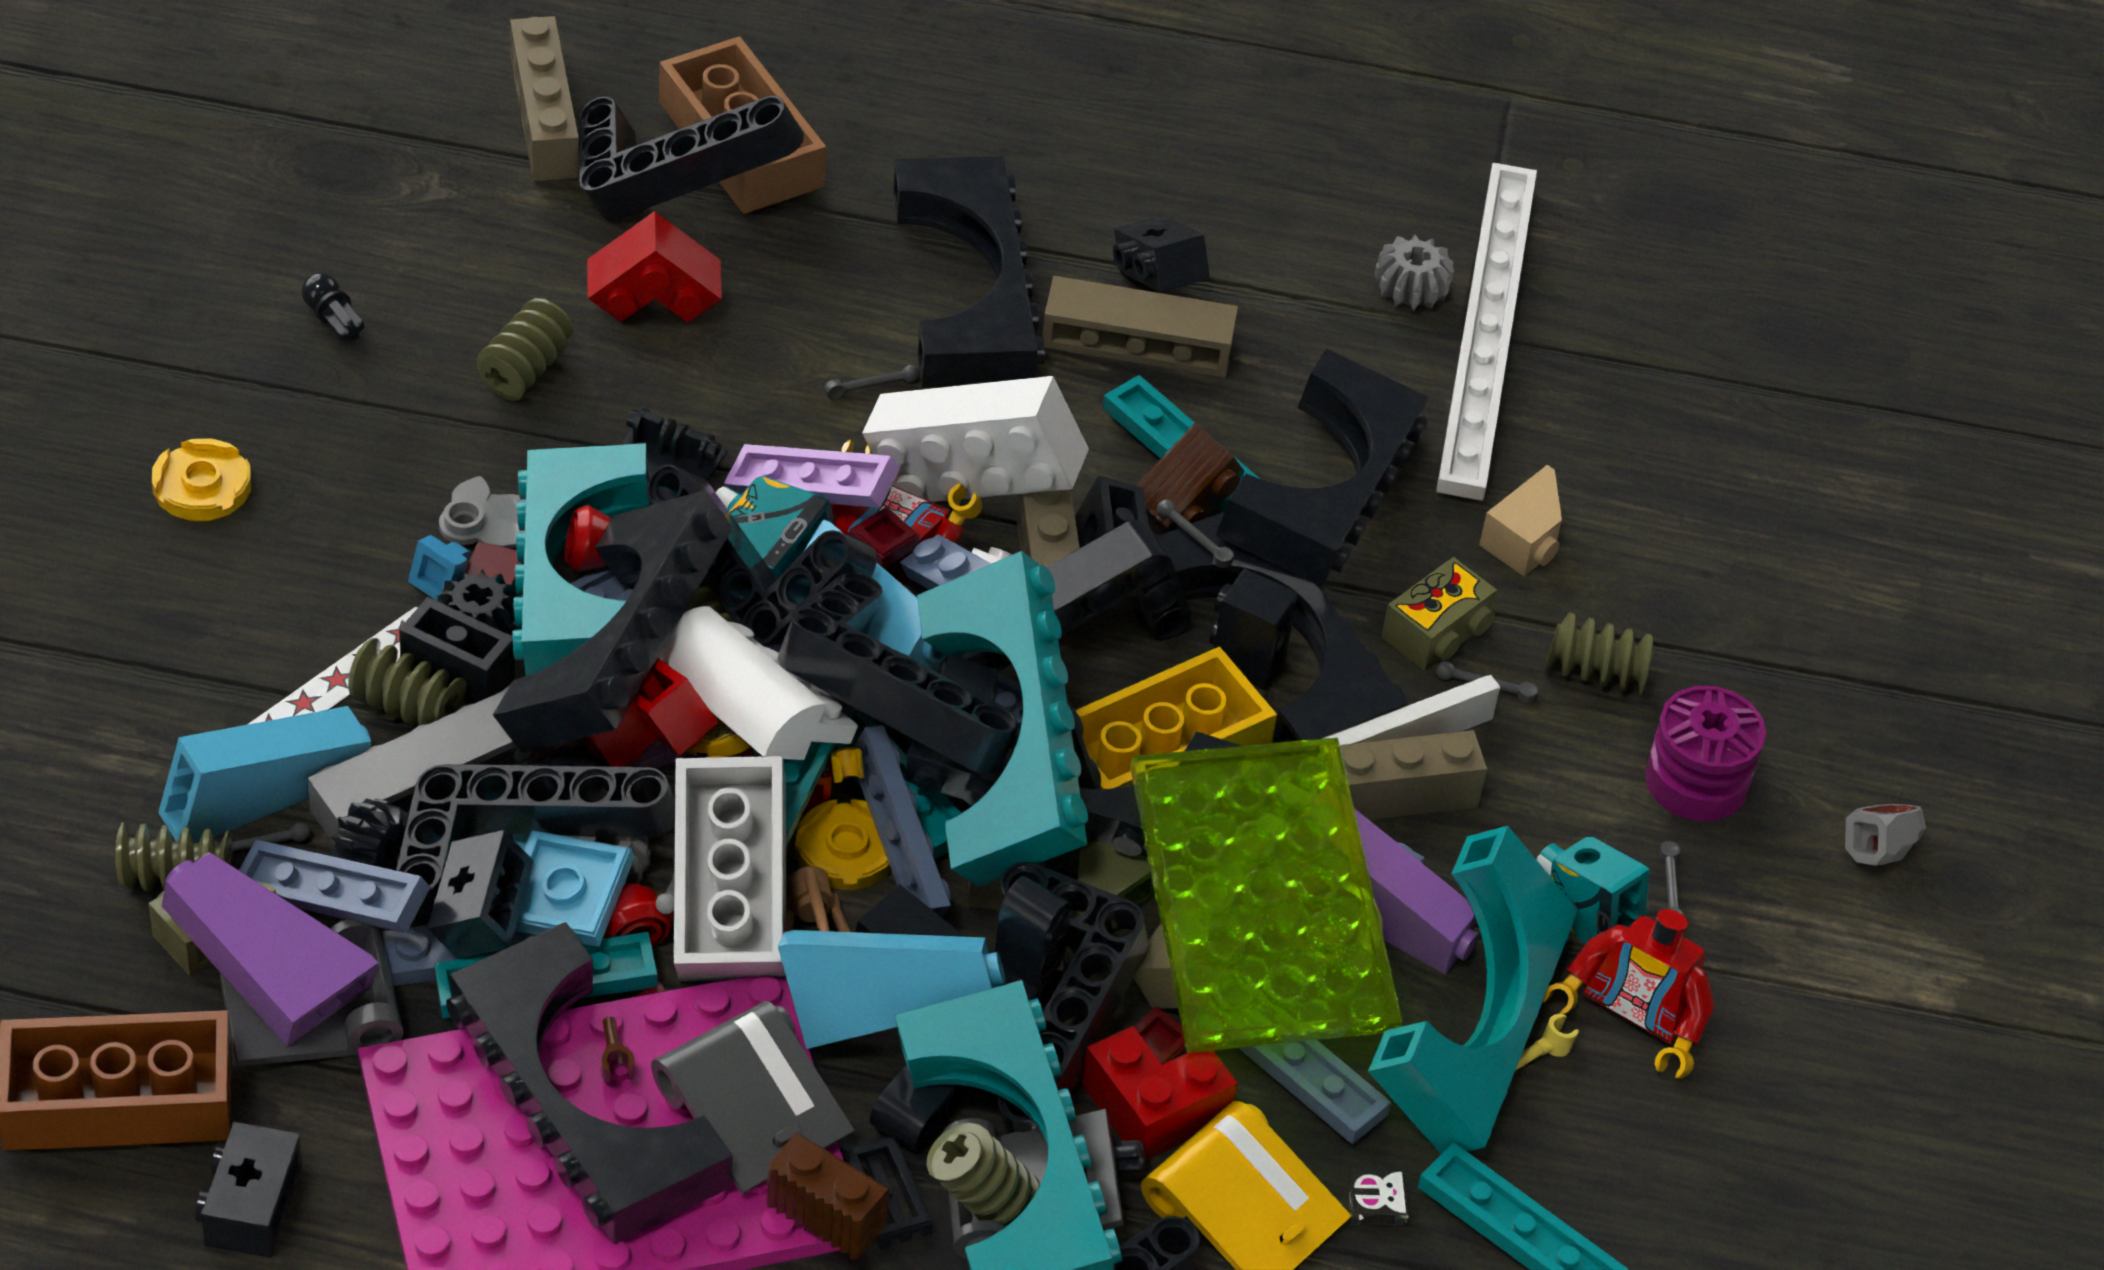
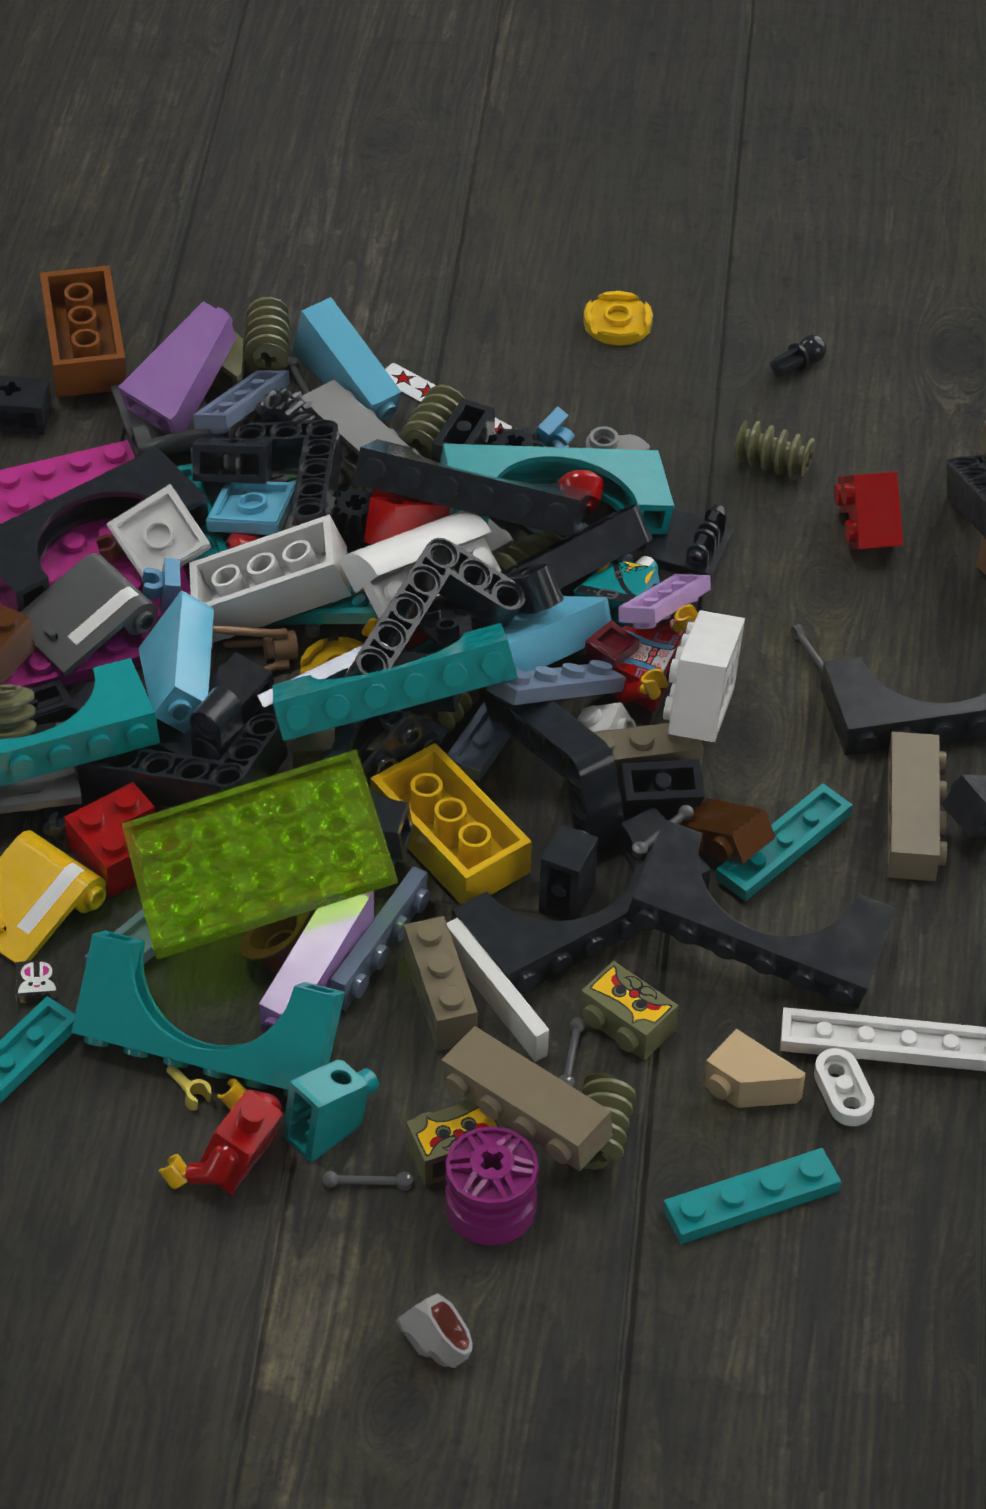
camera: 90 degrees right, 0 degrees up
(627, 987) = (159, 530): none -> white tile
(714, 990) = (162, 584): none -> dark azure tile
(1529, 450) = (846, 1090): none -> white plate
(1615, 689) = (527, 1098): none -> dark tan brick
(1628, 788) = (434, 1133): none -> brick
(1679, 553) = (751, 1195): none -> teal plate

